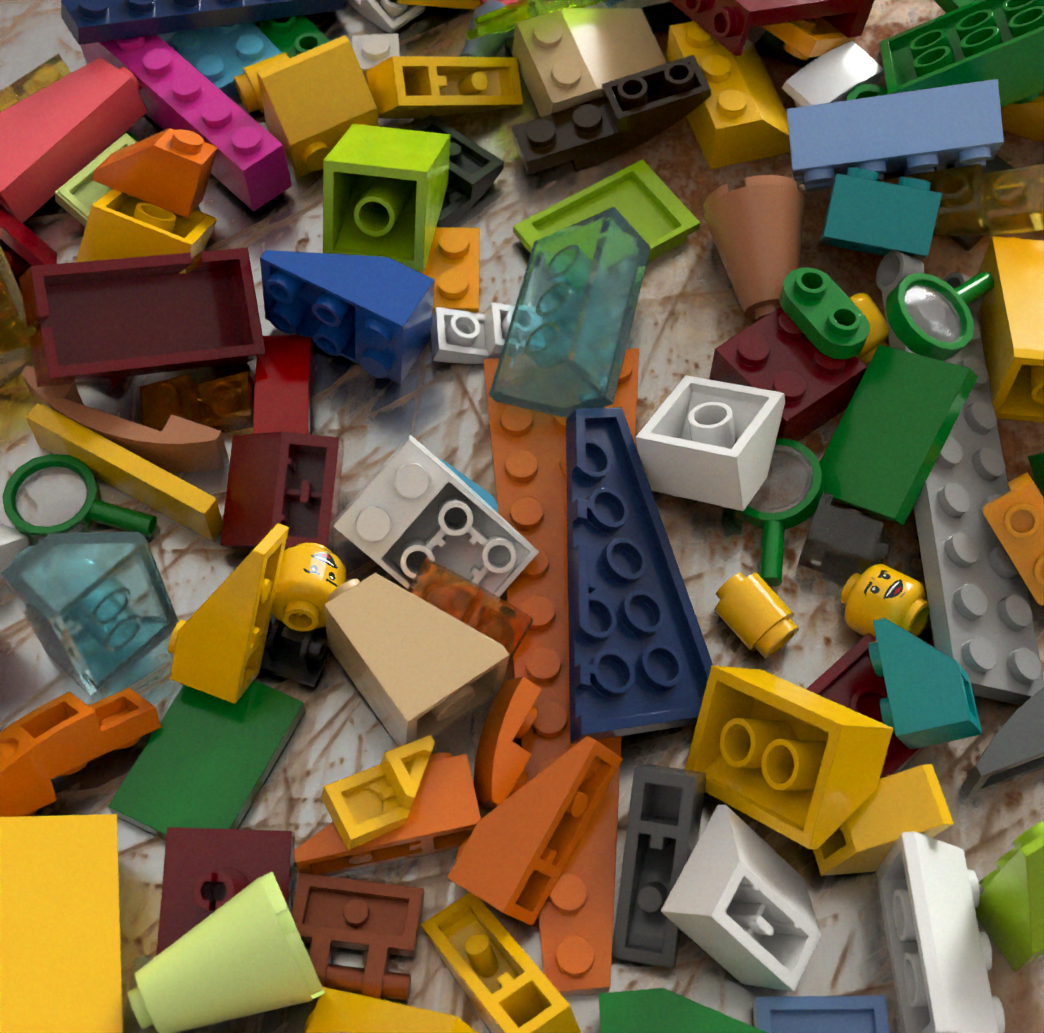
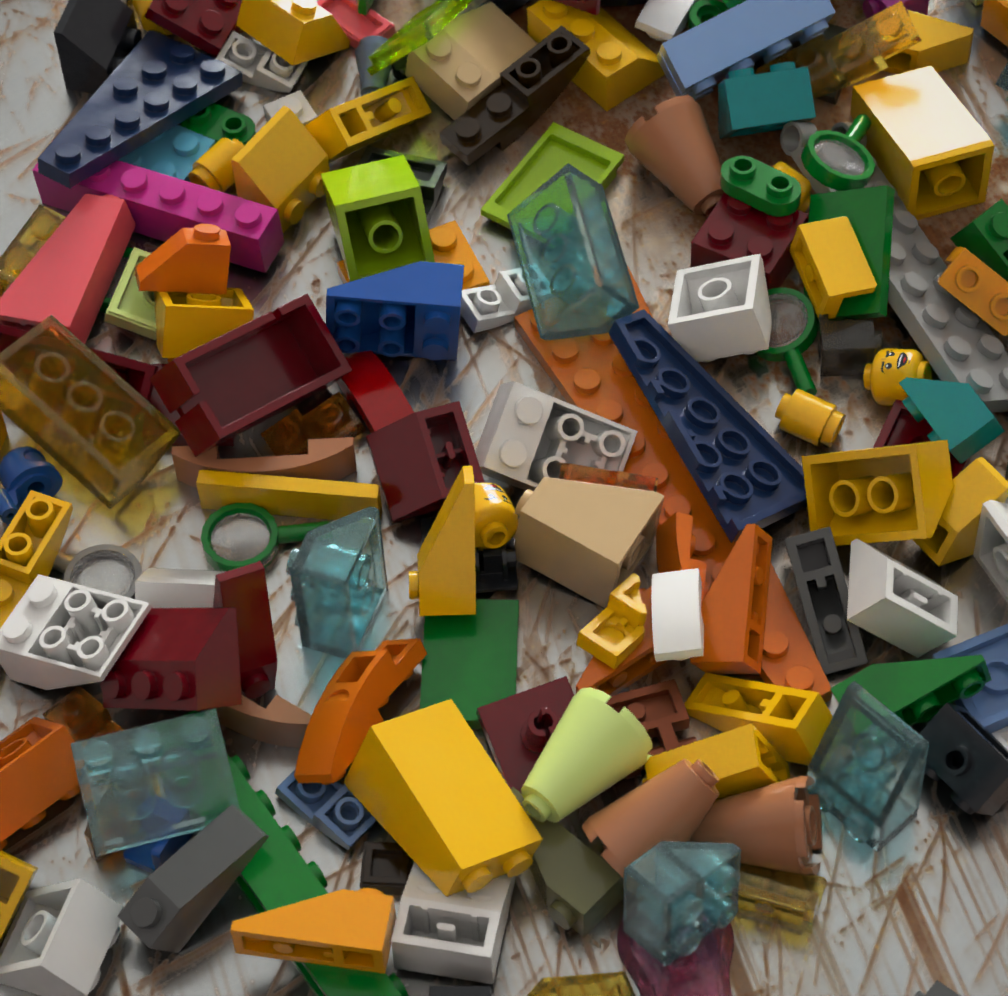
camera: 20 degrees left, 5 degrees down
(451, 815) = (677, 615): none -> white slope
(864, 437) = (831, 264): none -> yellow panel

